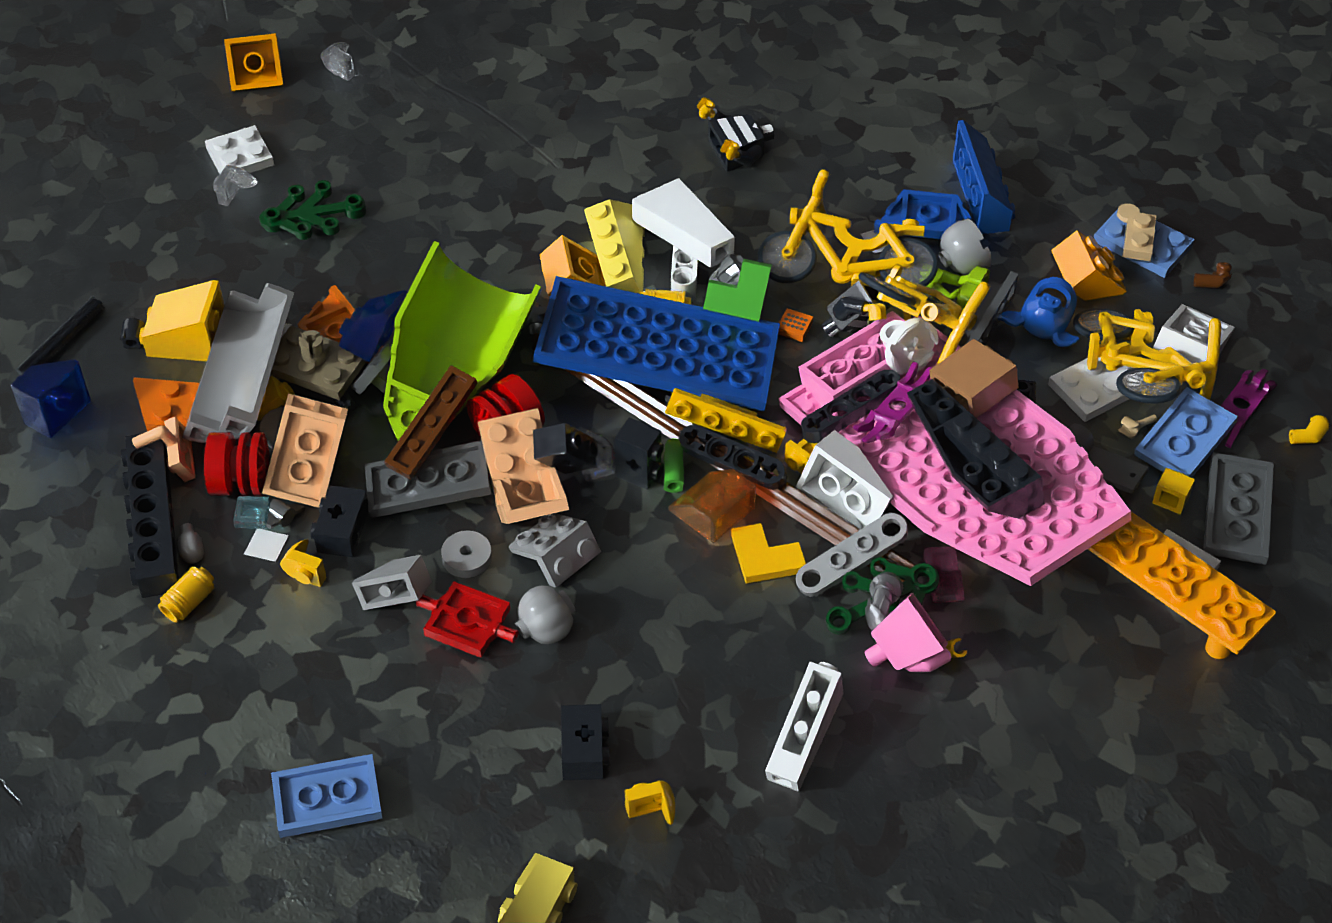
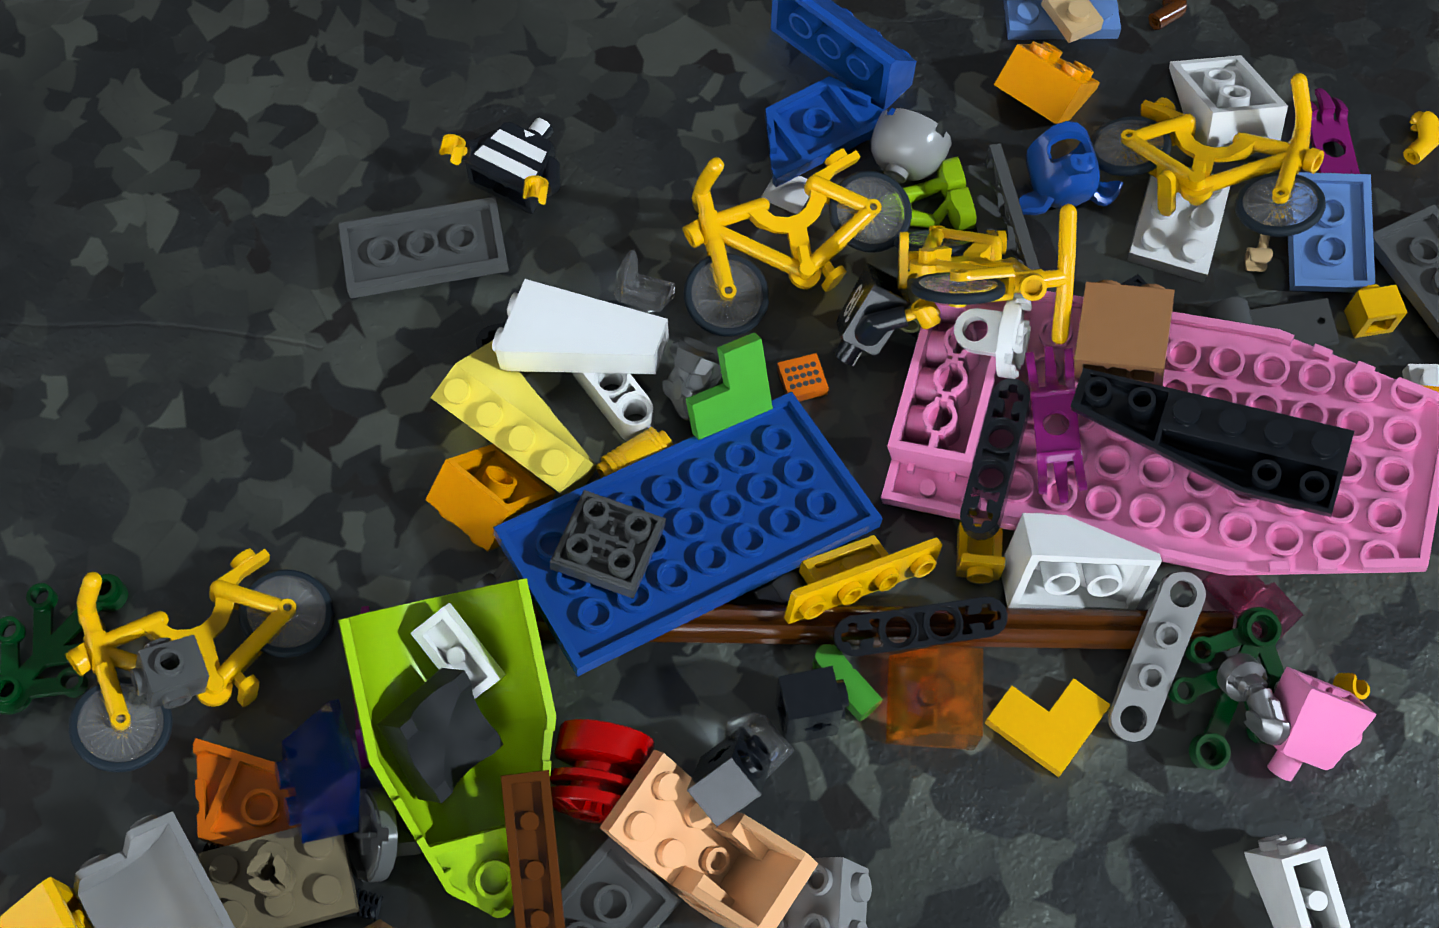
camera: 40 degrees left, 15 degrees up
(312, 250) = (278, 614): none -> piece
(345, 236) = (170, 672): none -> dark grey brick
(442, 341) = (439, 734): none -> black brick
(485, 316) = (454, 646): none -> white plate
(605, 316) = (608, 544): none -> dark grey tile
(651, 150) = (422, 247): none -> dark grey plate
(744, 229) = (641, 291): none -> clear plate

